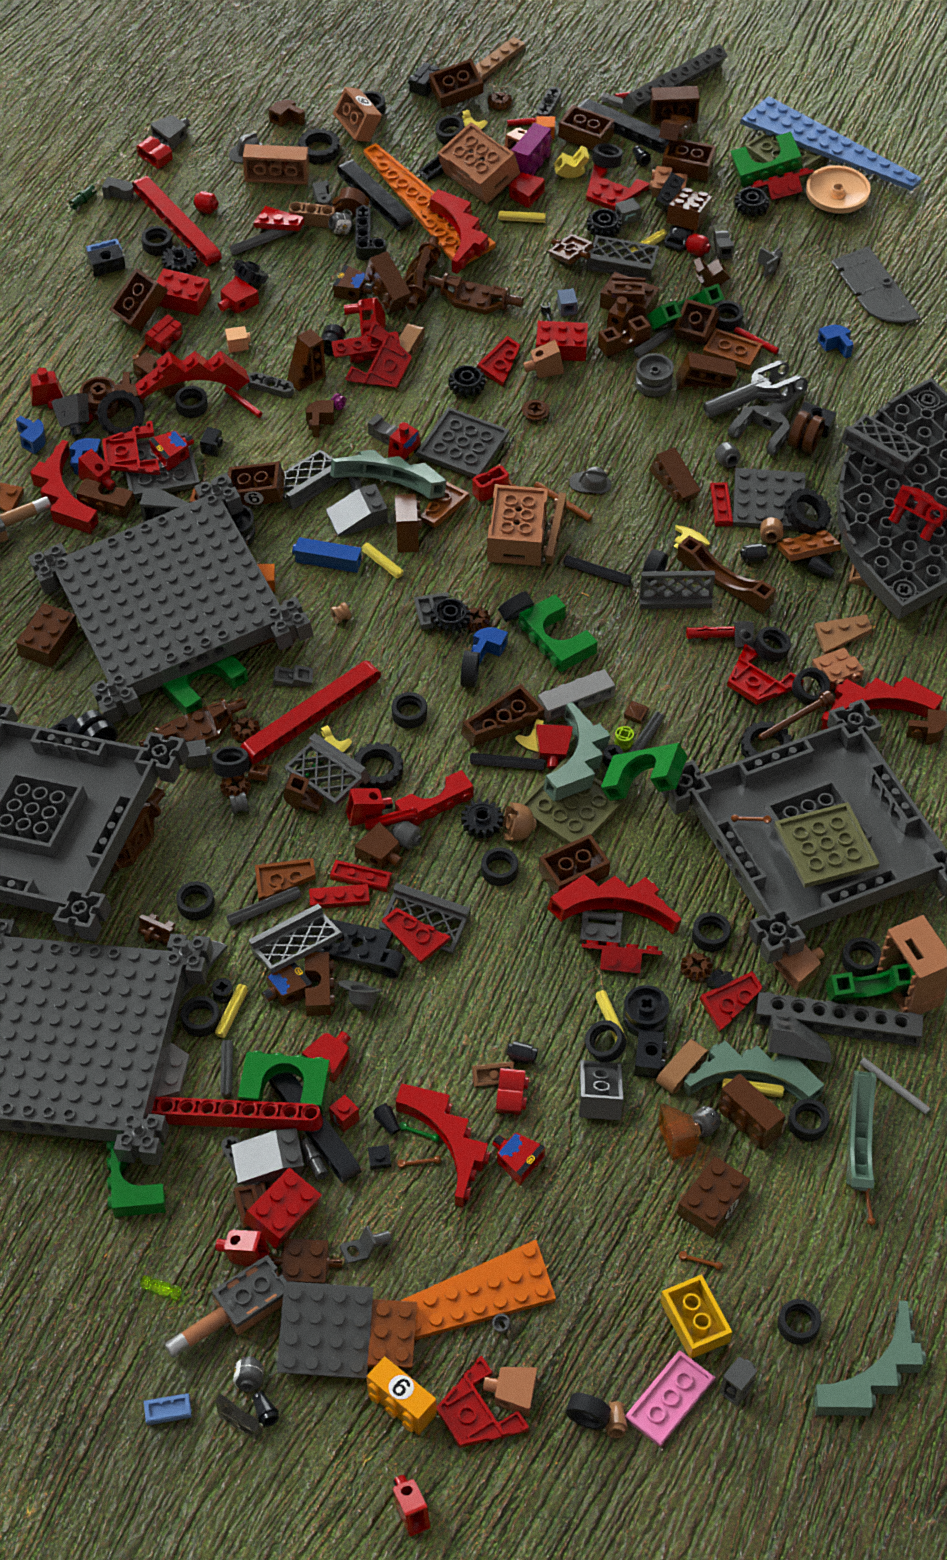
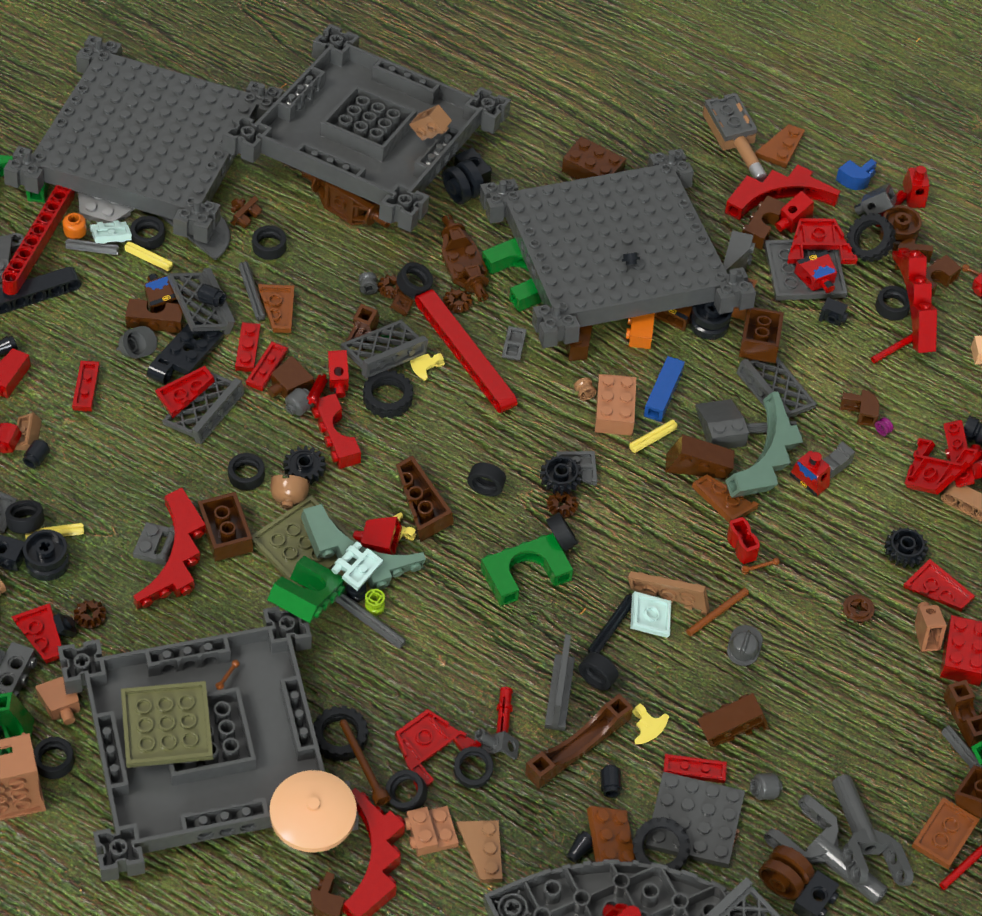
camera: 95 degrees right, 0 degrees up
(43, 745) = (430, 122): none -> medium nougat brick
(82, 446) = (826, 208): blue brick -> none
(198, 754) = (432, 257): dark grey brick -> none
(204, 563) = (630, 258): none -> black plate
(206, 1085) = (74, 226): none -> orange head
(212, 1046) = (110, 232): none -> light aqua plate
(224, 995) = (172, 246): black wheel -> none
(262, 1067) = (53, 289): green arch -> none
(281, 388) = (916, 380): dark grey beam -> none
(295, 922) = (211, 295): none -> black brick
(307, 360) = (936, 398): reddish brown wedge -> none
(331, 1049) = (79, 314): red torso -> none
(344, 1113) = (17, 316): red brick -> none
(356, 586) = (615, 404): none -> nougat brick
(409, 721) = (451, 439): black tyre -> none
(423, 1029) = (86, 386): none -> red plate
(462, 443) = (812, 530): dark grey plate -> none
(489, 640) = (524, 505): blue brick -> none
(507, 761) = (372, 498): black axle -> none
(519, 505) = (660, 548): nougat container -> none
(581, 542) = (650, 614): none -> light aqua plate
(581, 692) = (440, 571): light grey brick -> none
(604, 738) = (361, 570): none -> light aqua plate
(621, 958) = (118, 551): red bracket -> none
(636, 712) = (411, 623): reddish brown tile -> none
(654, 375) = (899, 732): dark grey wheel -> none
(704, 370) = (902, 791): reddish brown wedge -> none
(712, 919) = (118, 619): black tyre -> none
(771, 530) = (641, 806): medium nougat head -> none
(870, 728) = (313, 811): none -> light nougat dish

